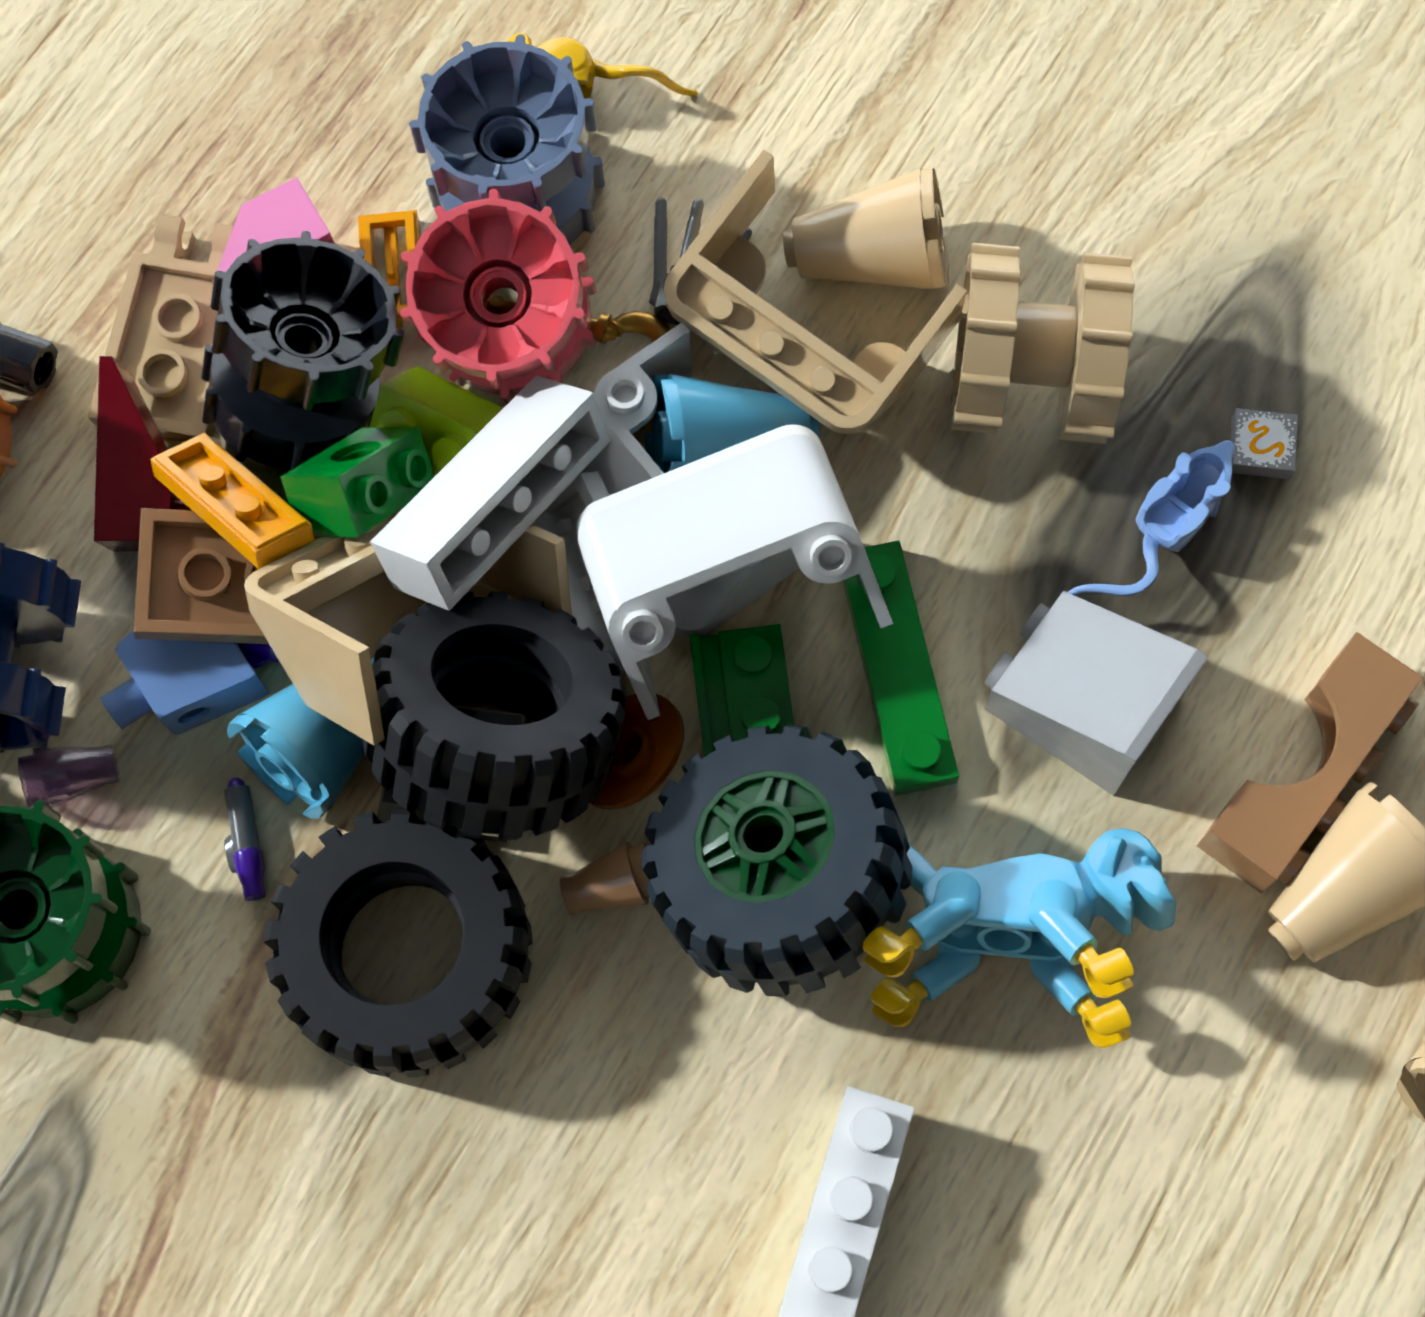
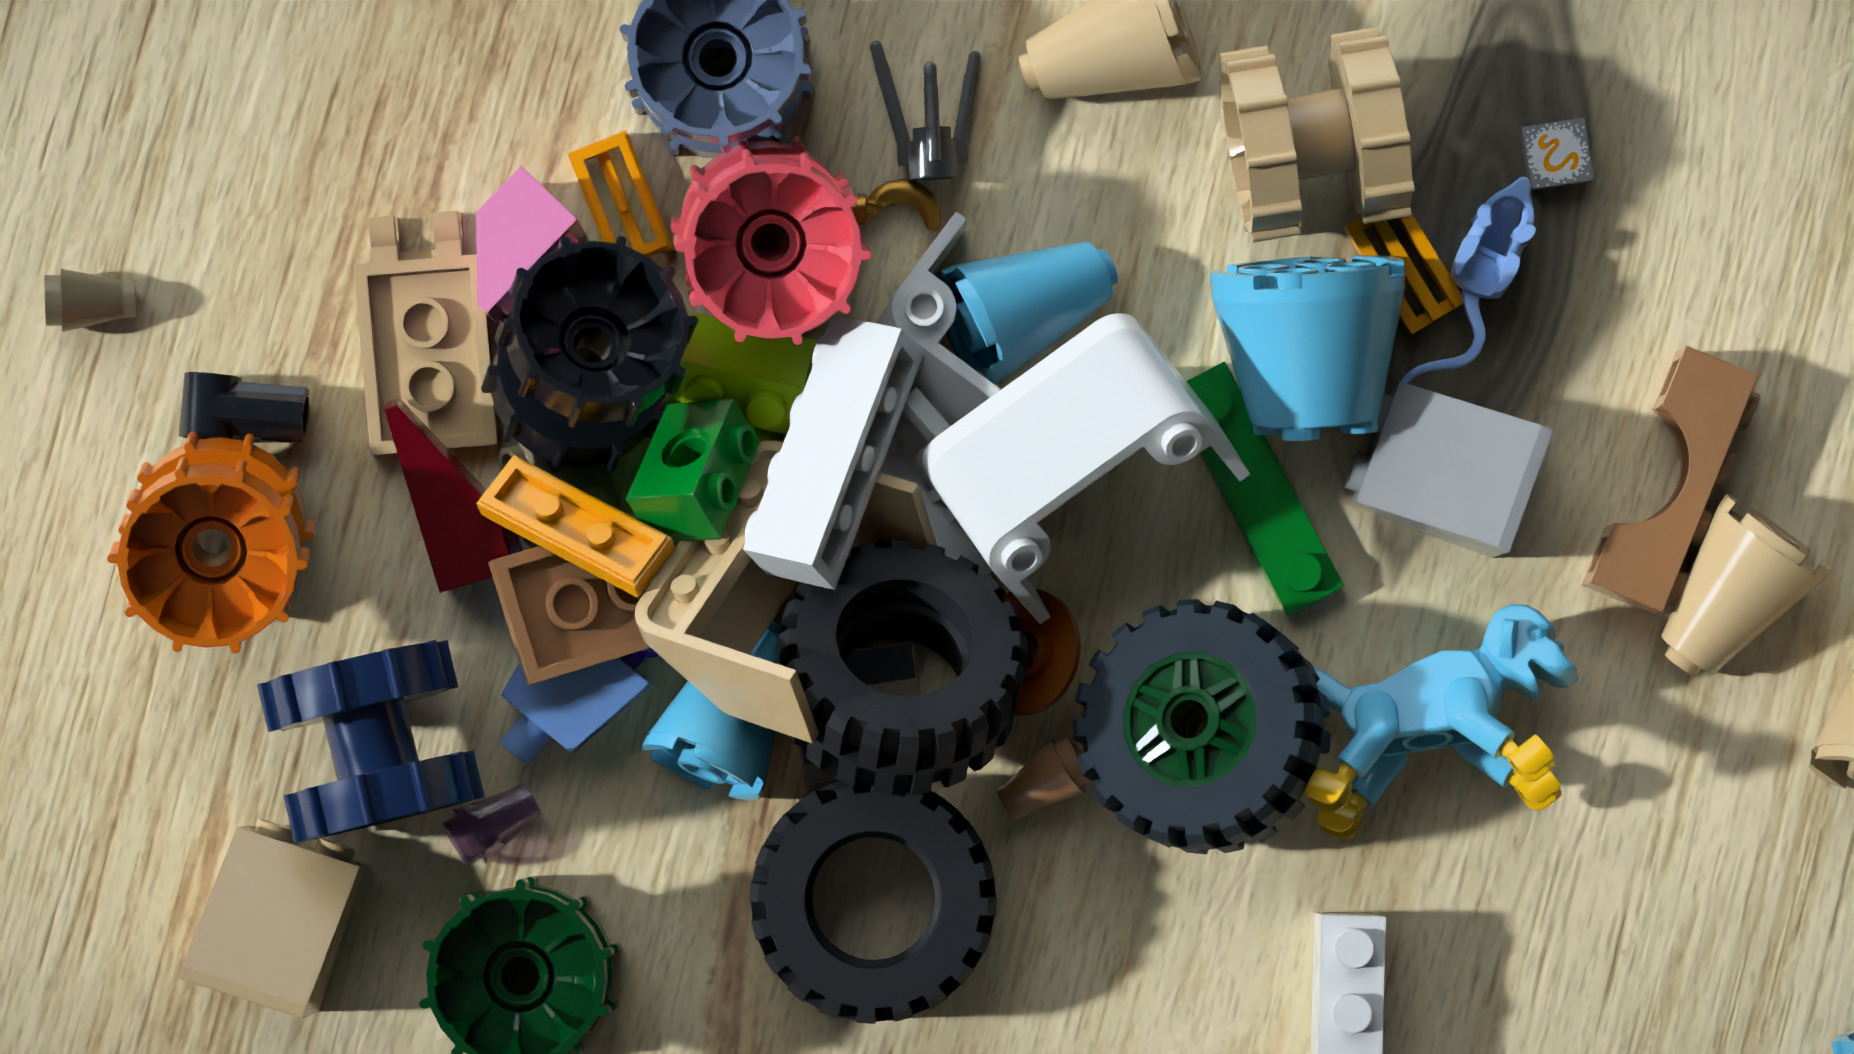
camera: 25 degrees left, 15 degrees up
(243, 844) = (682, 840): piece -> none
(717, 299) = (1113, 228): tan windscreen -> none
(740, 683) = (1114, 557): green plate -> none
(987, 522) = (1310, 340): none -> medium azure cone
(1079, 457) = (1428, 256): none -> light orange tile

